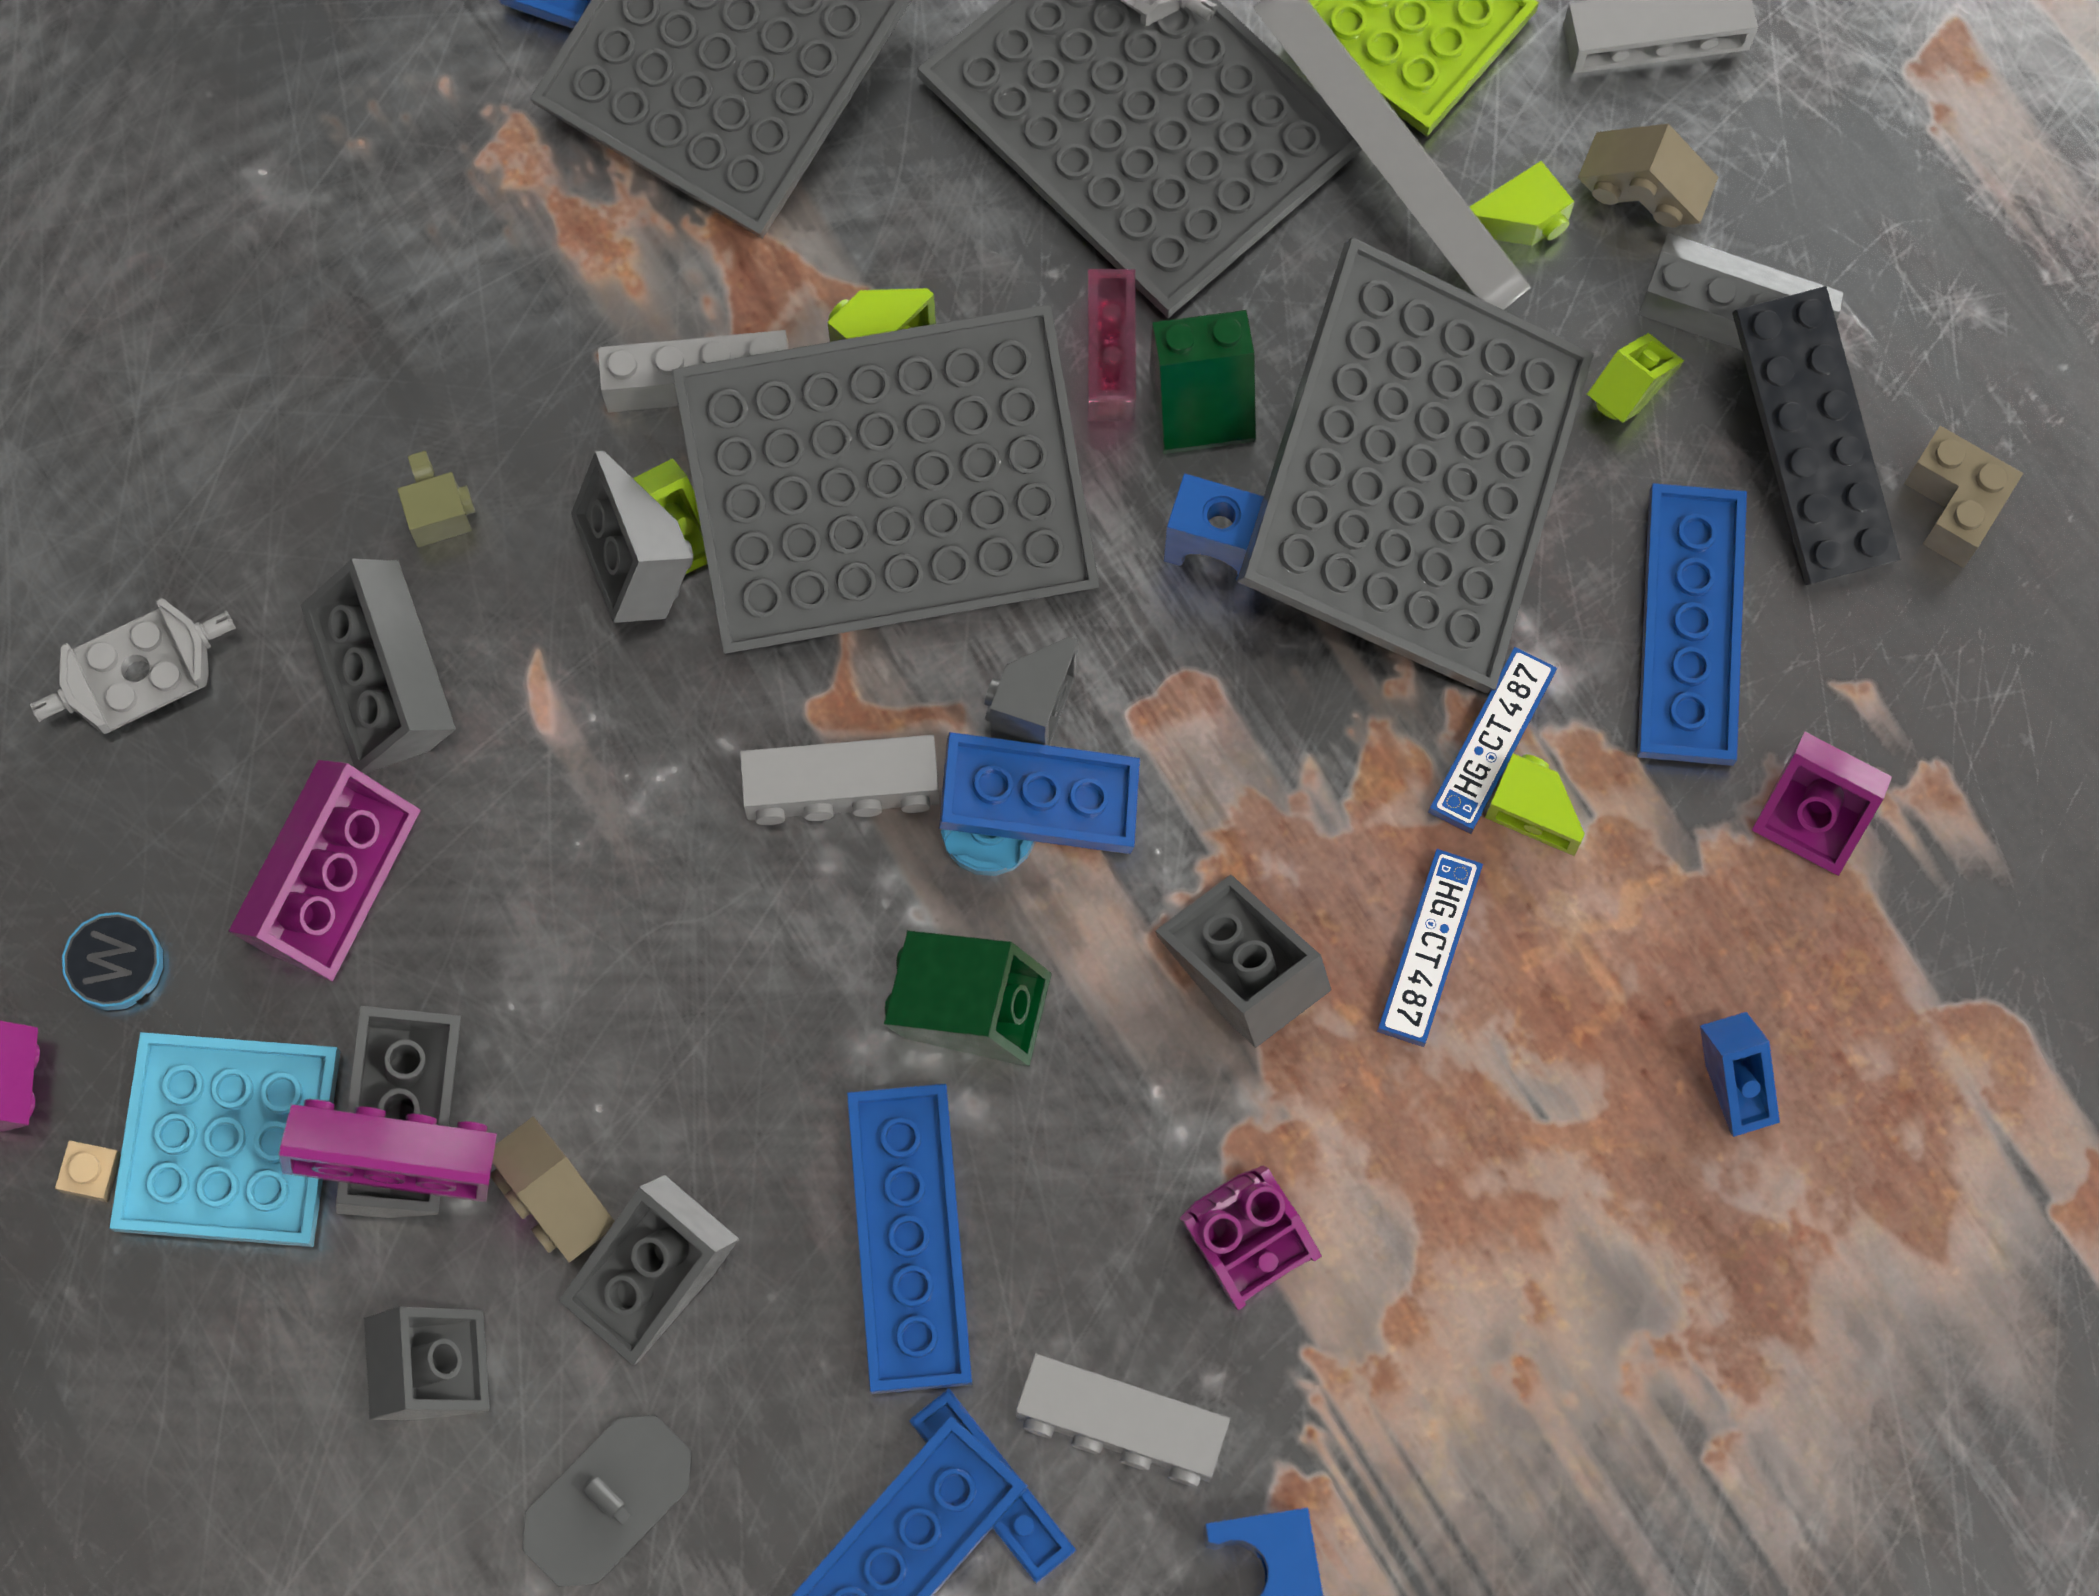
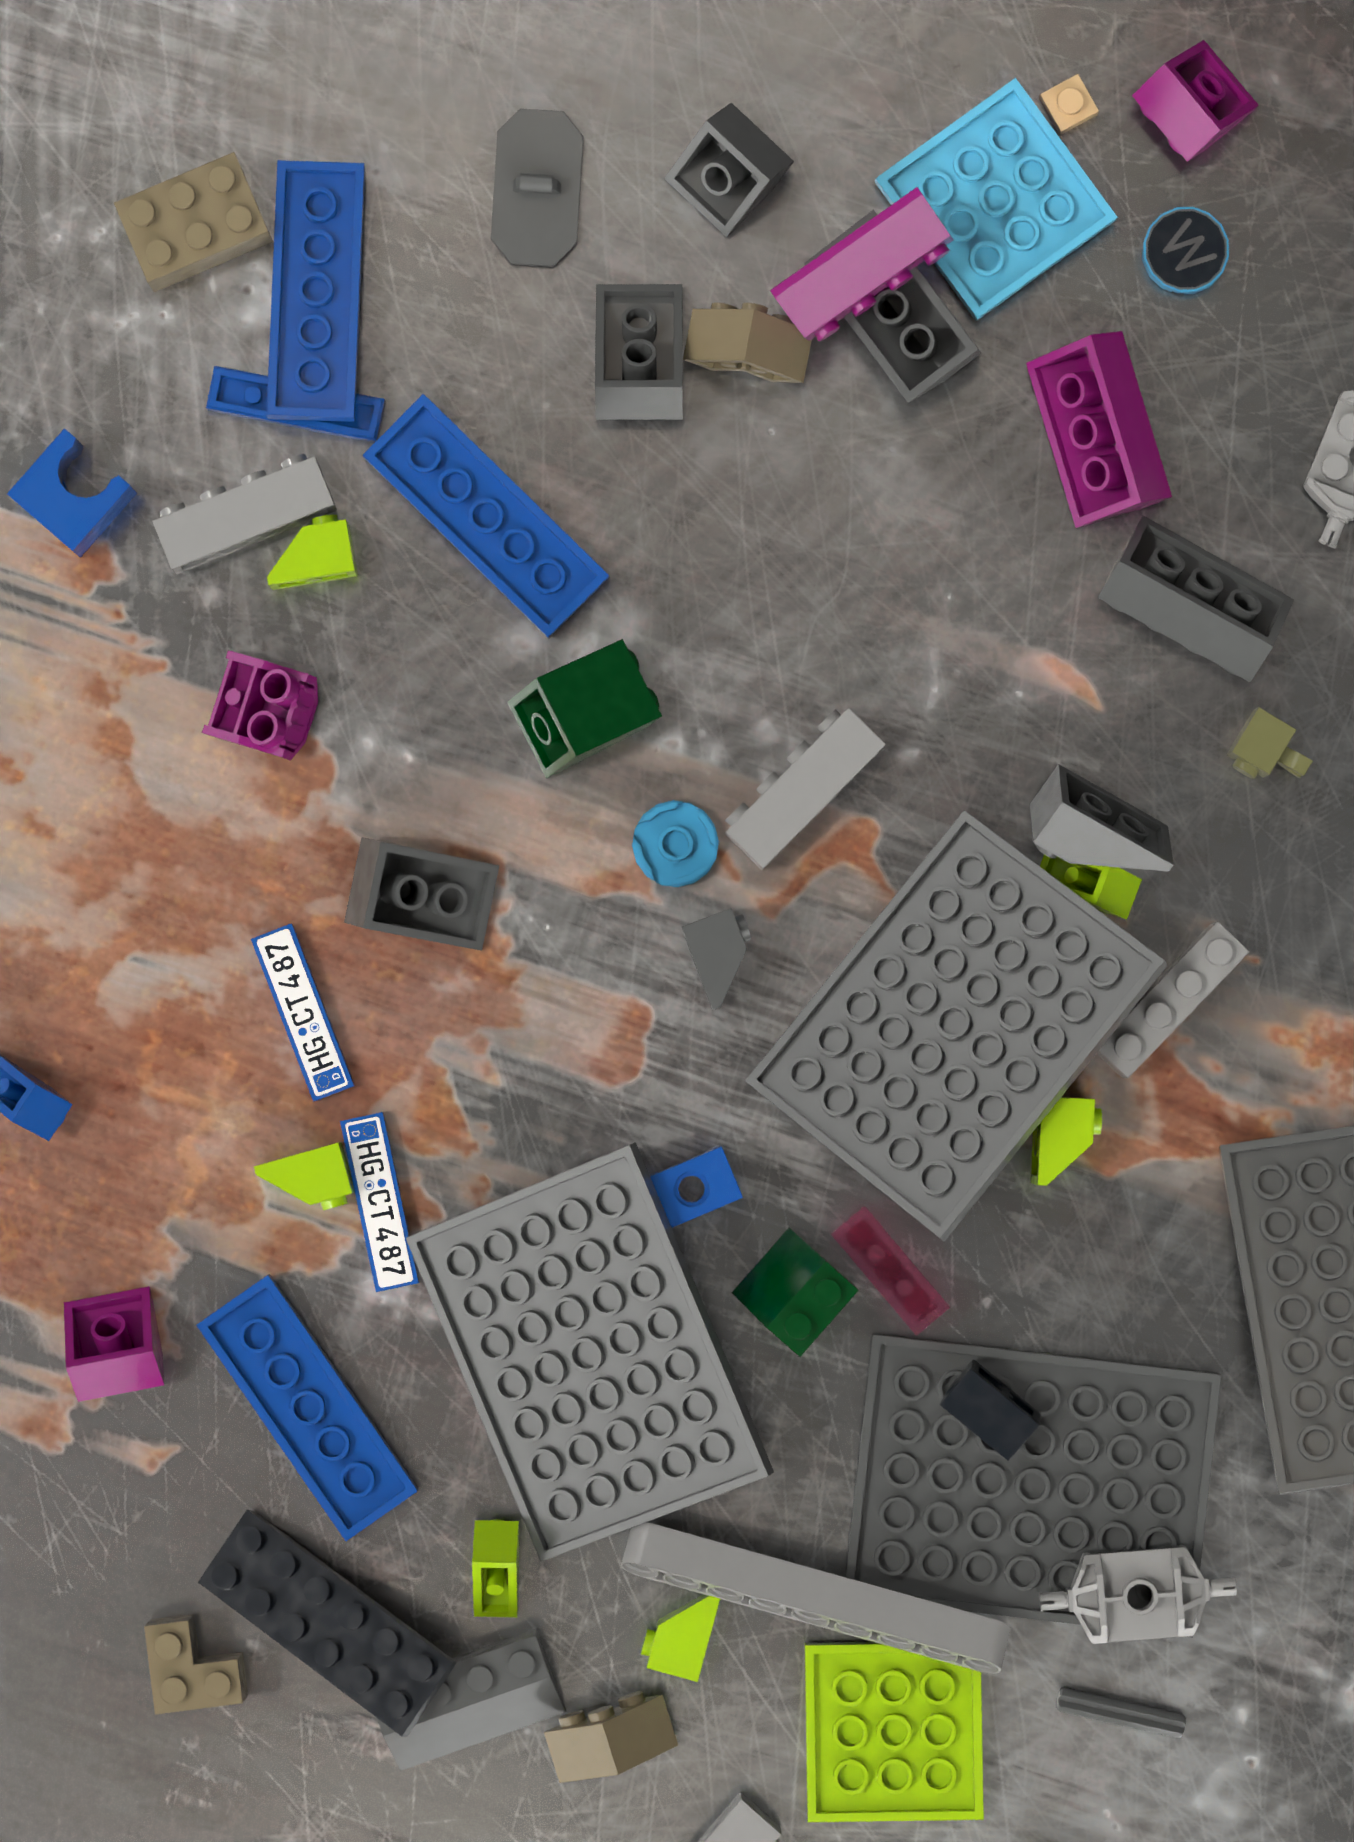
camera: 140 degrees right, 15 degrees up
(1039, 793) = (656, 891): blue plate -> none
(1088, 1327) = (316, 555): none -> lime slope
(1123, 174) = (991, 1410): none -> black hinge

